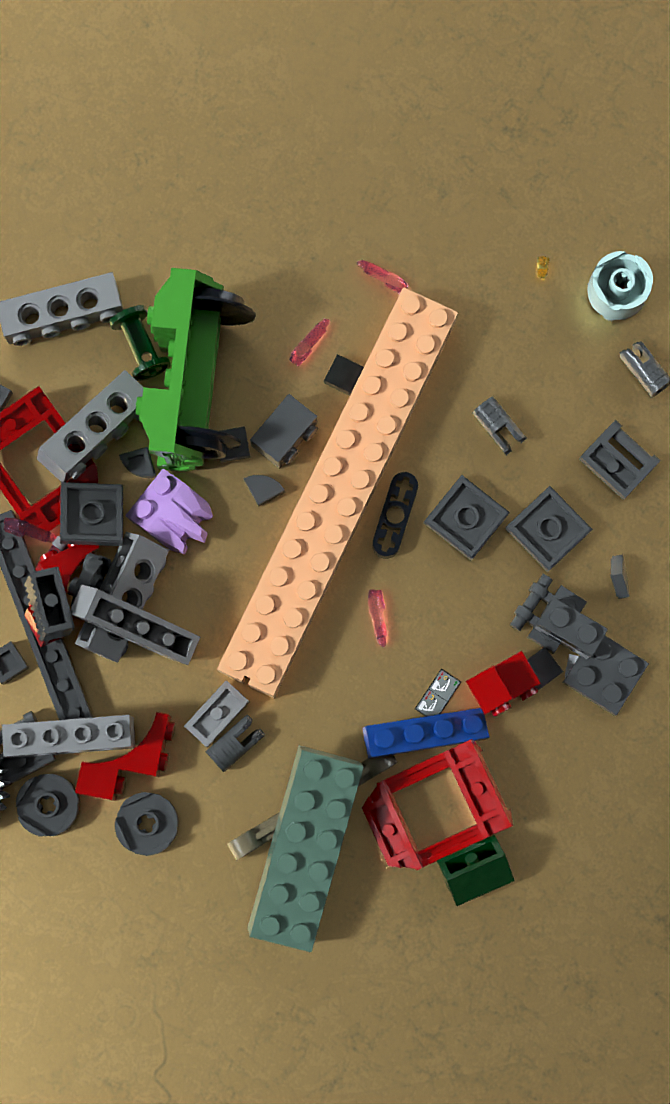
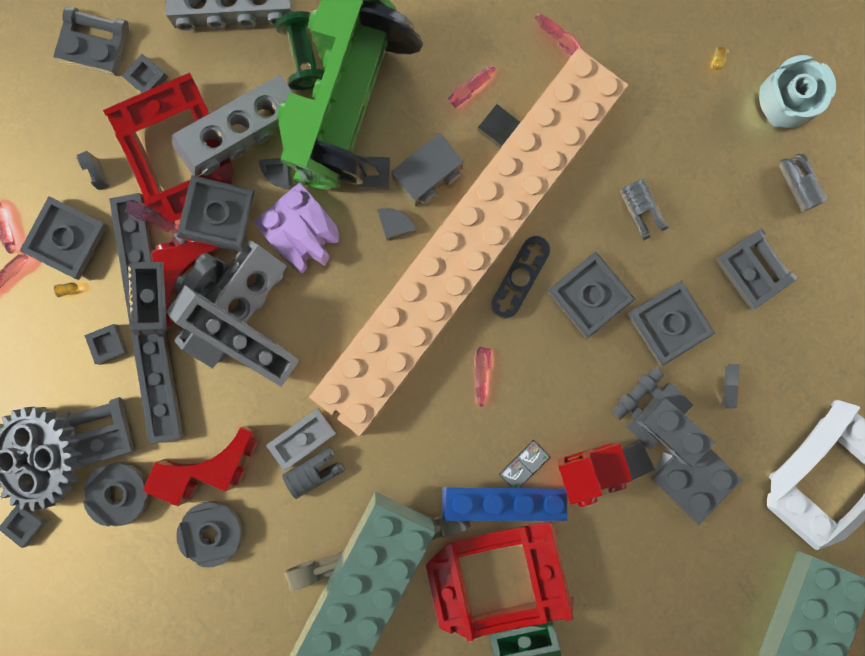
camera: 10 degrees right, 5 degrees up
(68, 736) = (145, 434): light grey brick -> none

